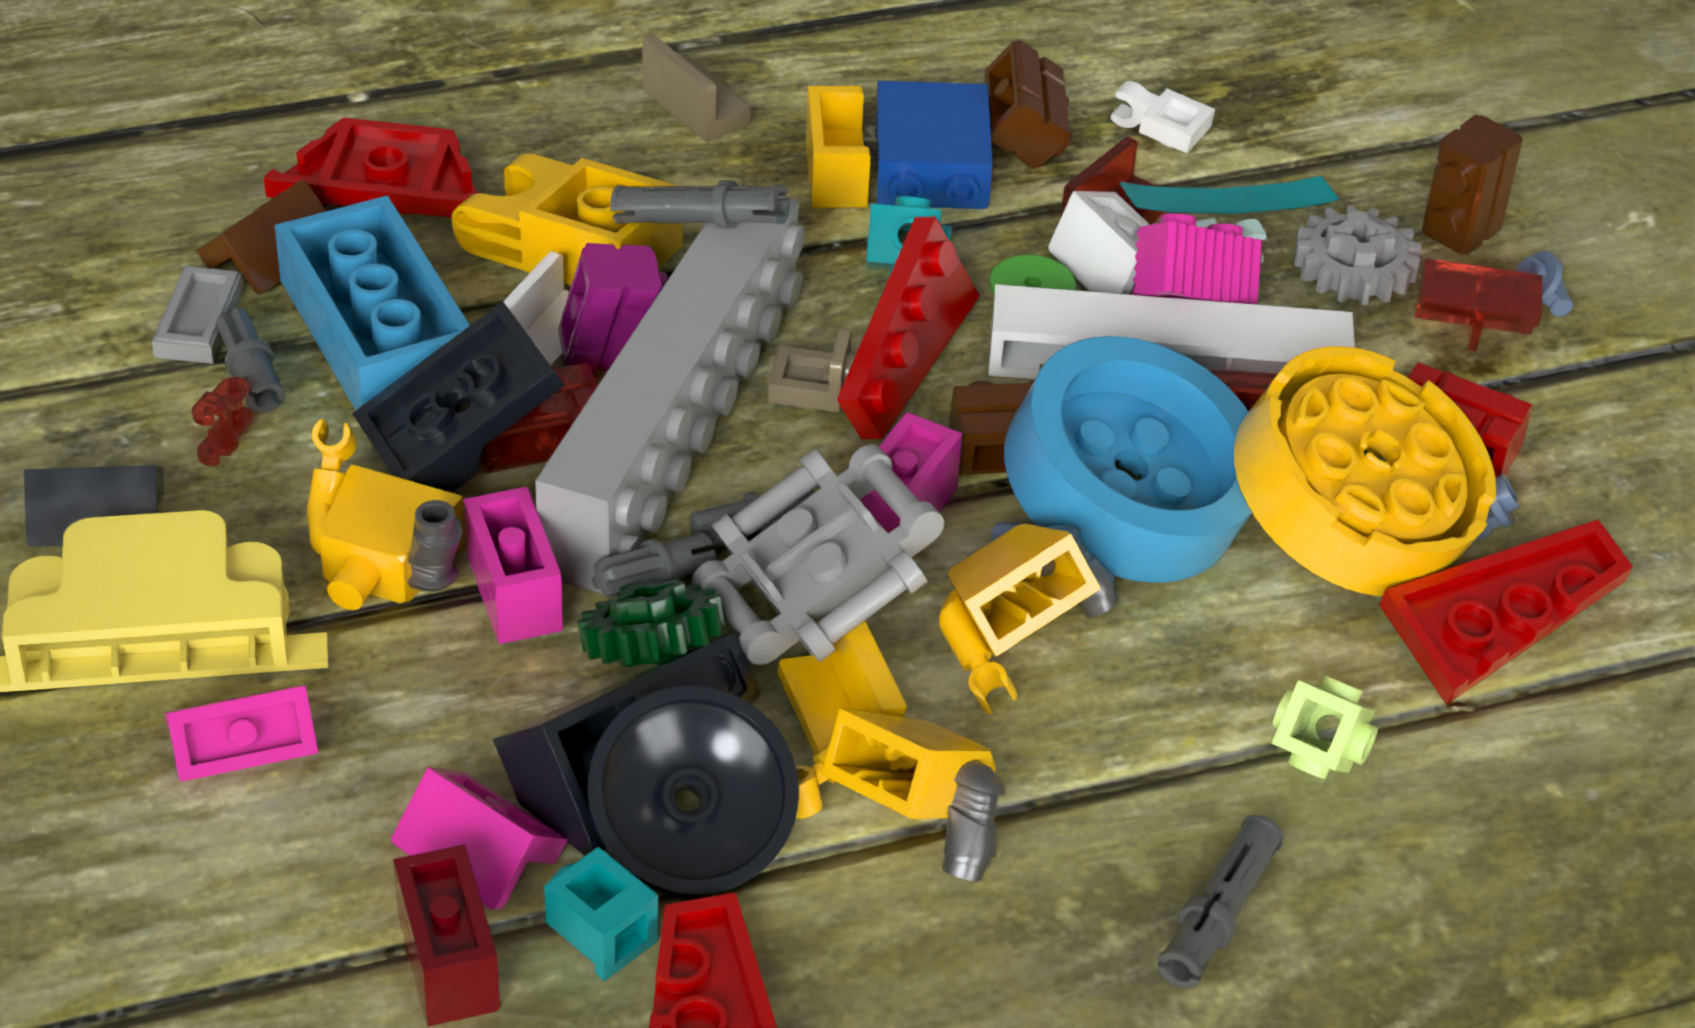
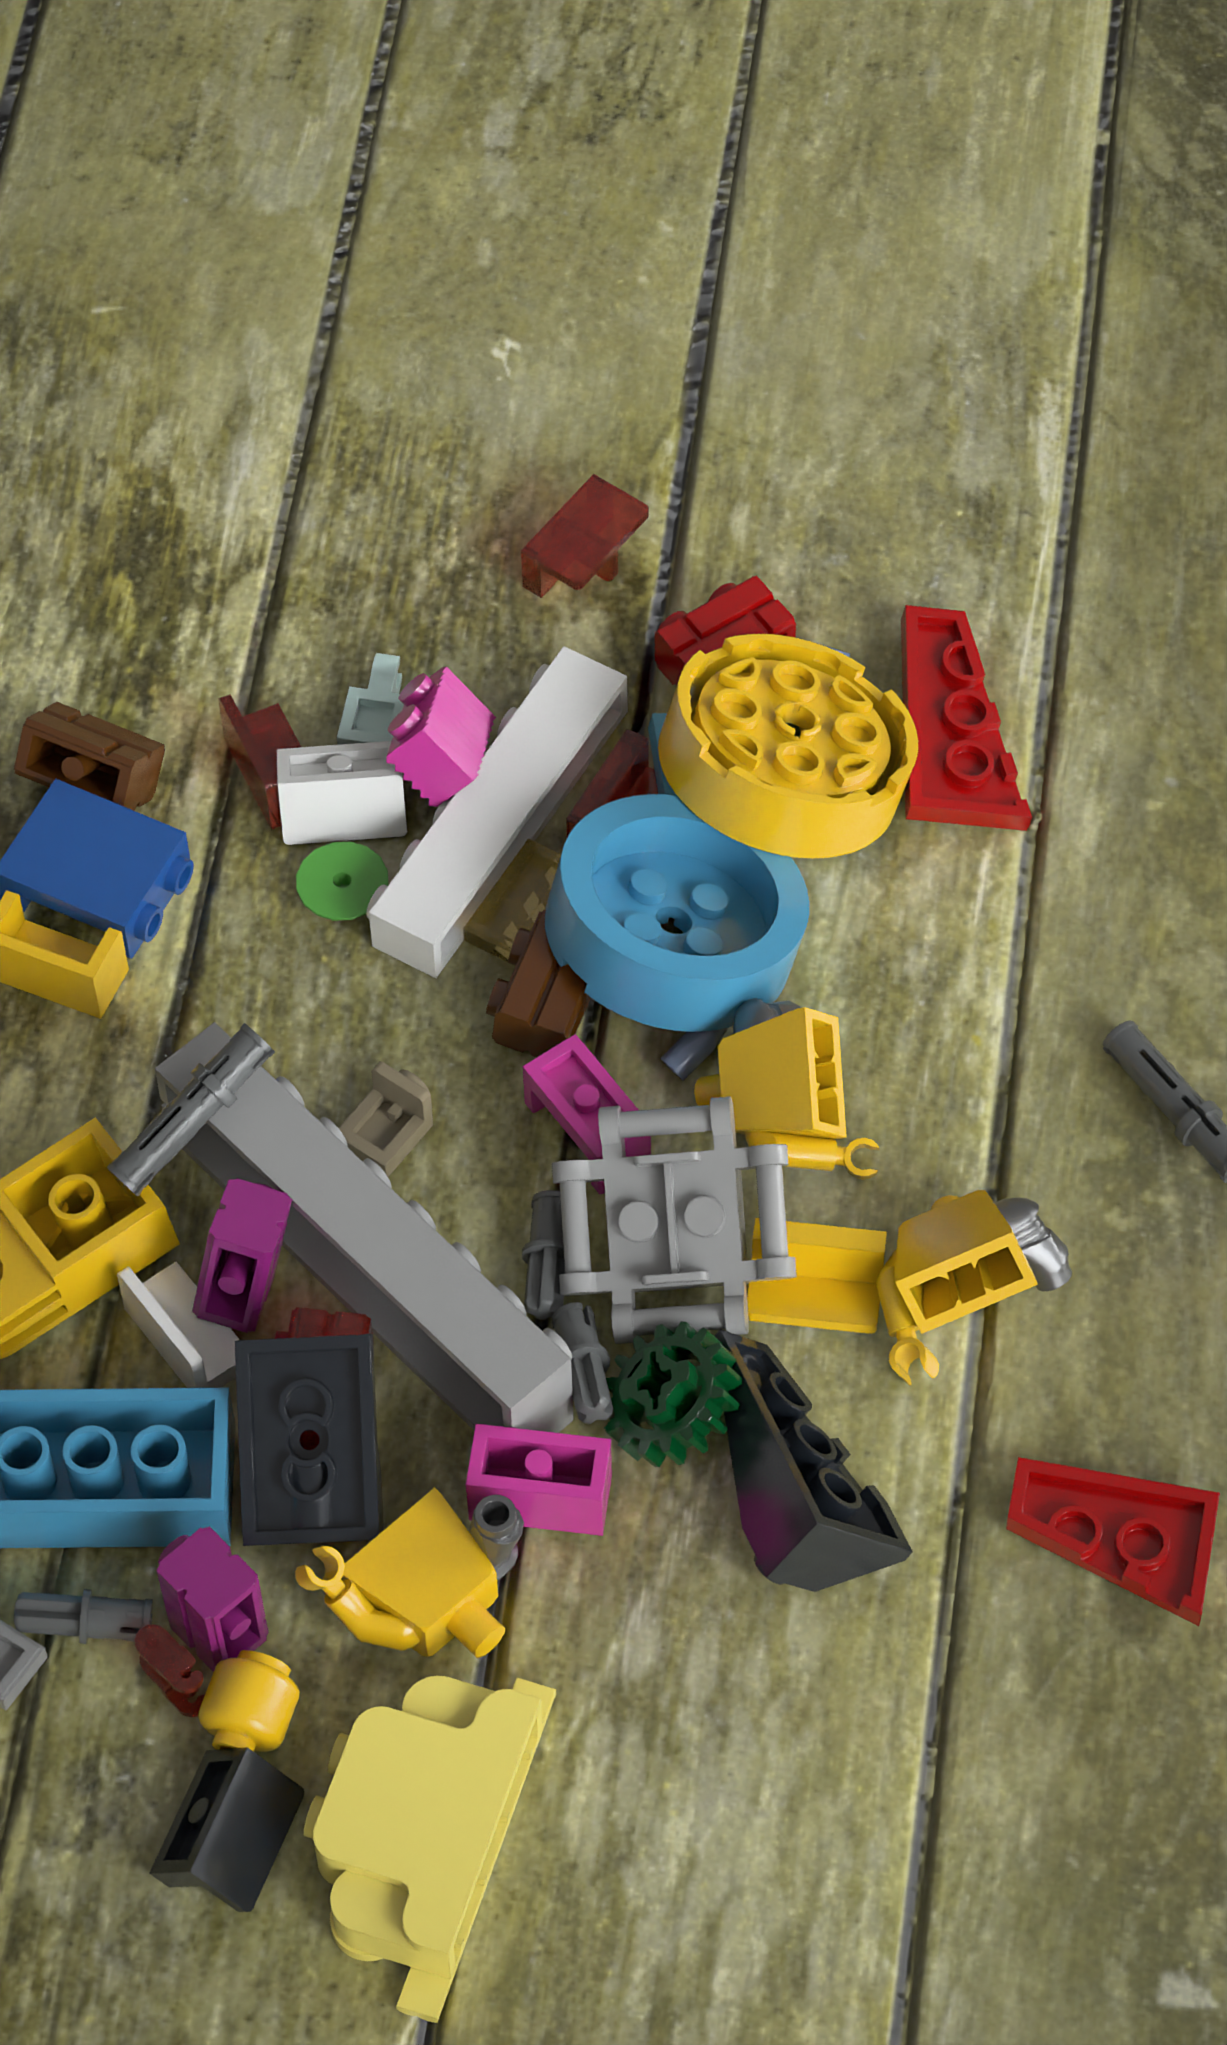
camera: 60 degrees left, 15 degrees up
(207, 467) = (249, 1702): none -> yellow head
(241, 732) = (613, 1790): dark pink panel -> none
(280, 401) = (211, 1597): none -> magenta brick
(447, 935) = (964, 1701): dark red panel -> none
(499, 836) = (845, 1639): dark pink panel -> none
(602, 911) = (992, 1551): teal brick -> none
(721, 754) = (922, 1424): black dish -> none
(890, 223) = (241, 958): teal brick -> none
(909, 329) = (370, 1000): red wing -> none
(1166, 118) = (161, 645): white plate -> none
(1232, 200) = (304, 655): teal sticker -> none
(1300, 720) = (1046, 932): yellowish green brick -> none
(1357, 255) = (459, 597): light grey gear -> none
(1471, 184) = (439, 459): reddish brown brick -> none
(1554, 290) = (563, 473): sand blue plate -> none

